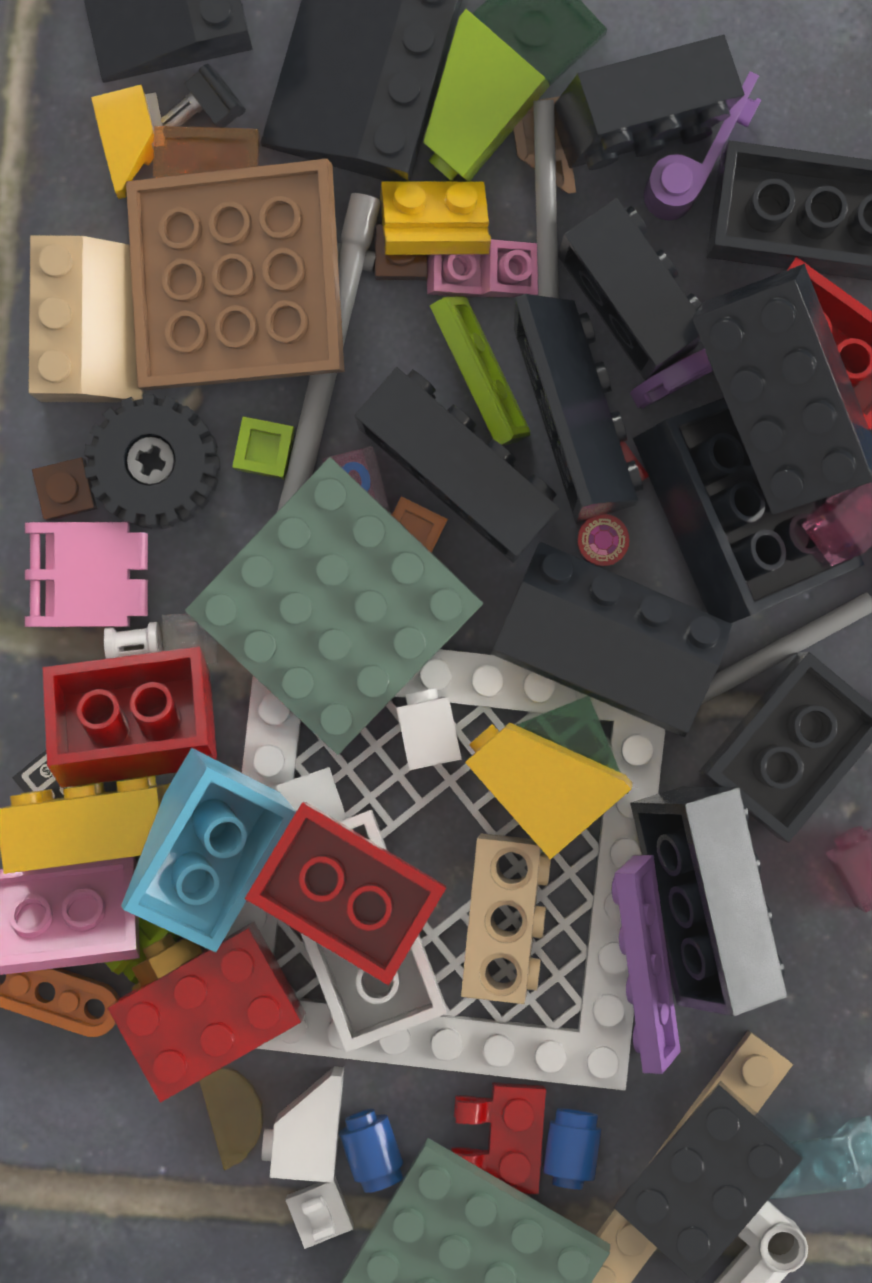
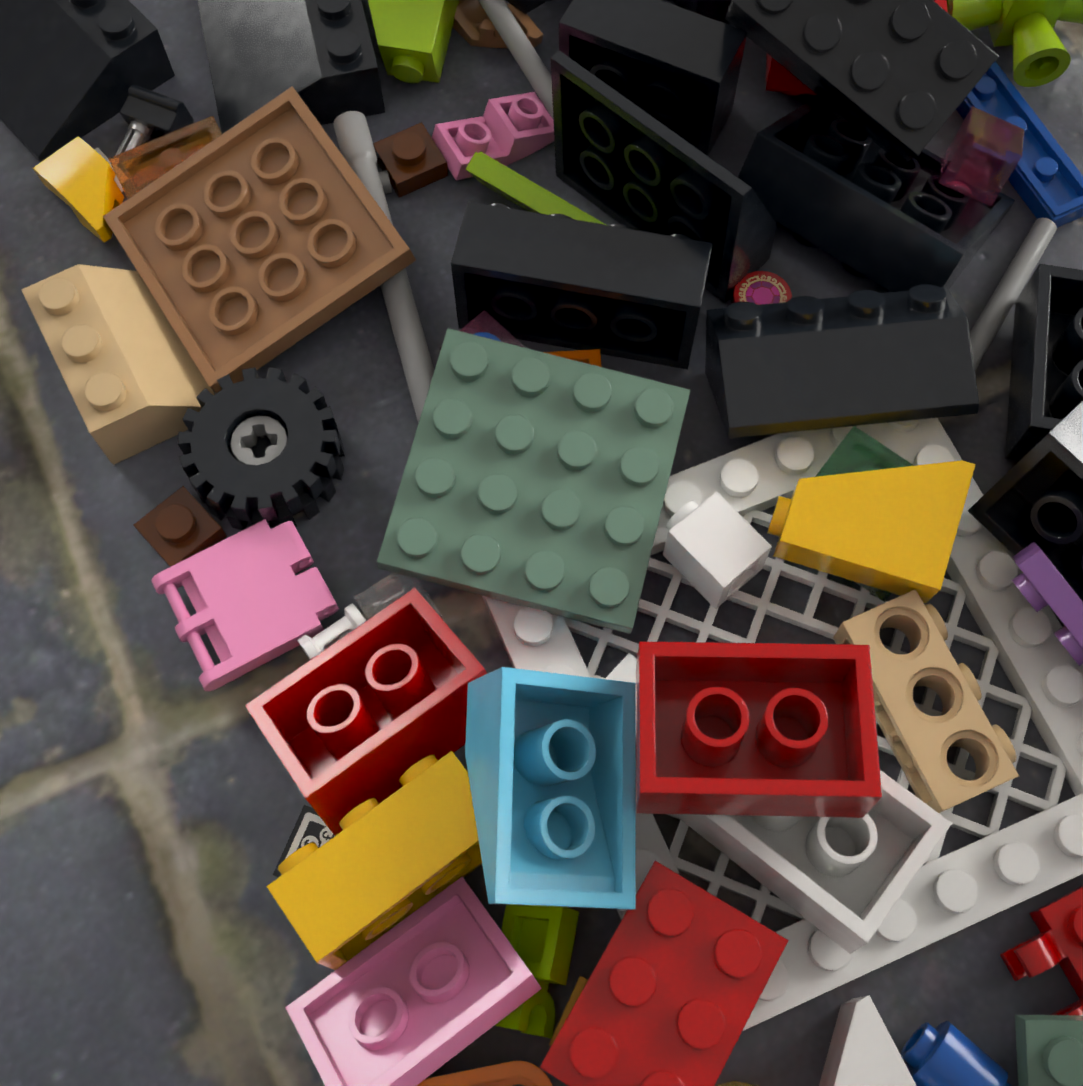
camera: 30 degrees left, 20 degrees down
(164, 957) = (572, 964): pearl gold plate -> none
(263, 448) = (373, 382): lime plate -> none
(434, 217) = (425, 106): yellow plate -> none
(672, 379) = (737, 124): medium lavender tile -> none

